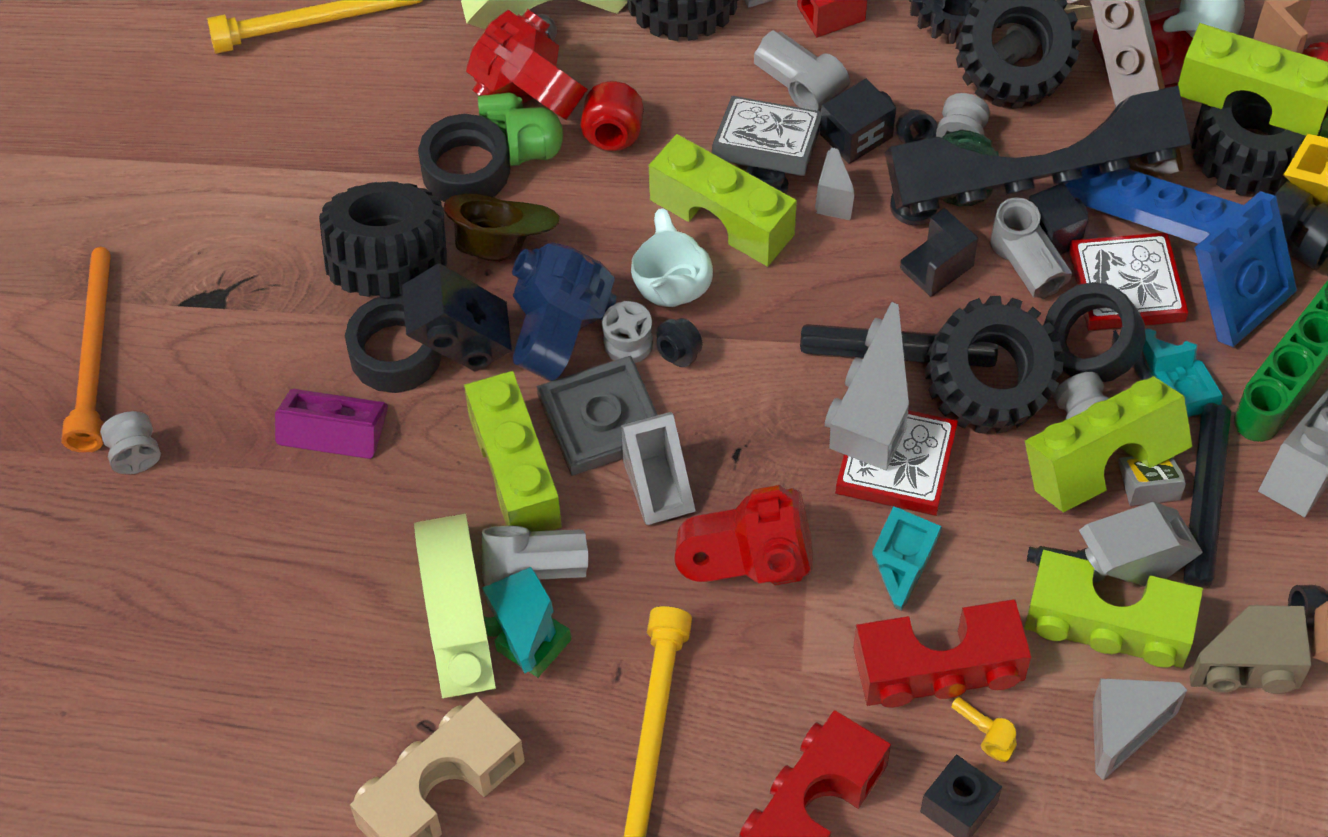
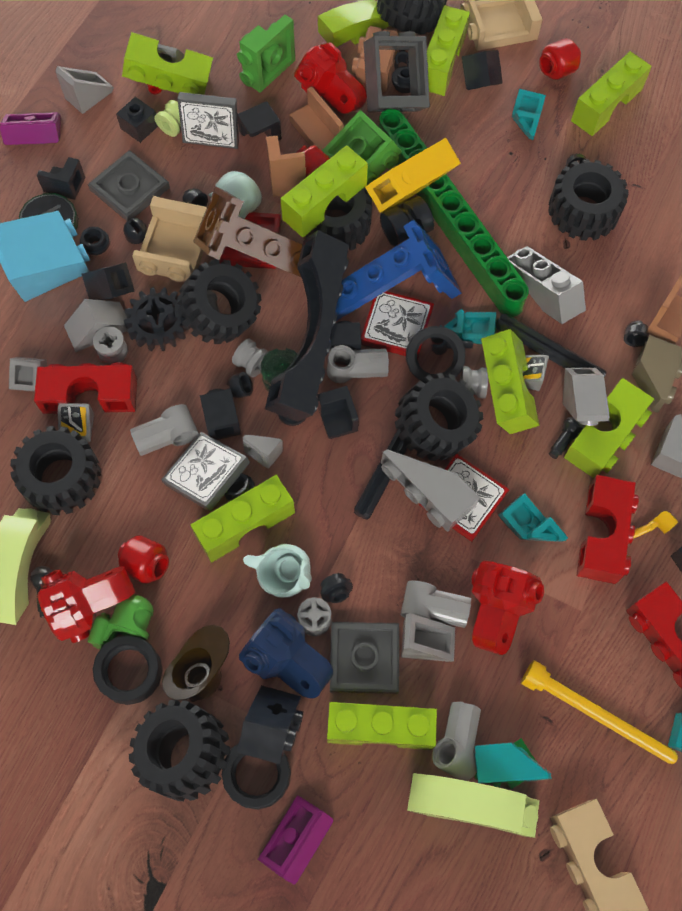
camera: 70 degrees left, 10 degrees up
(711, 460) = (436, 605): none -> light grey piece

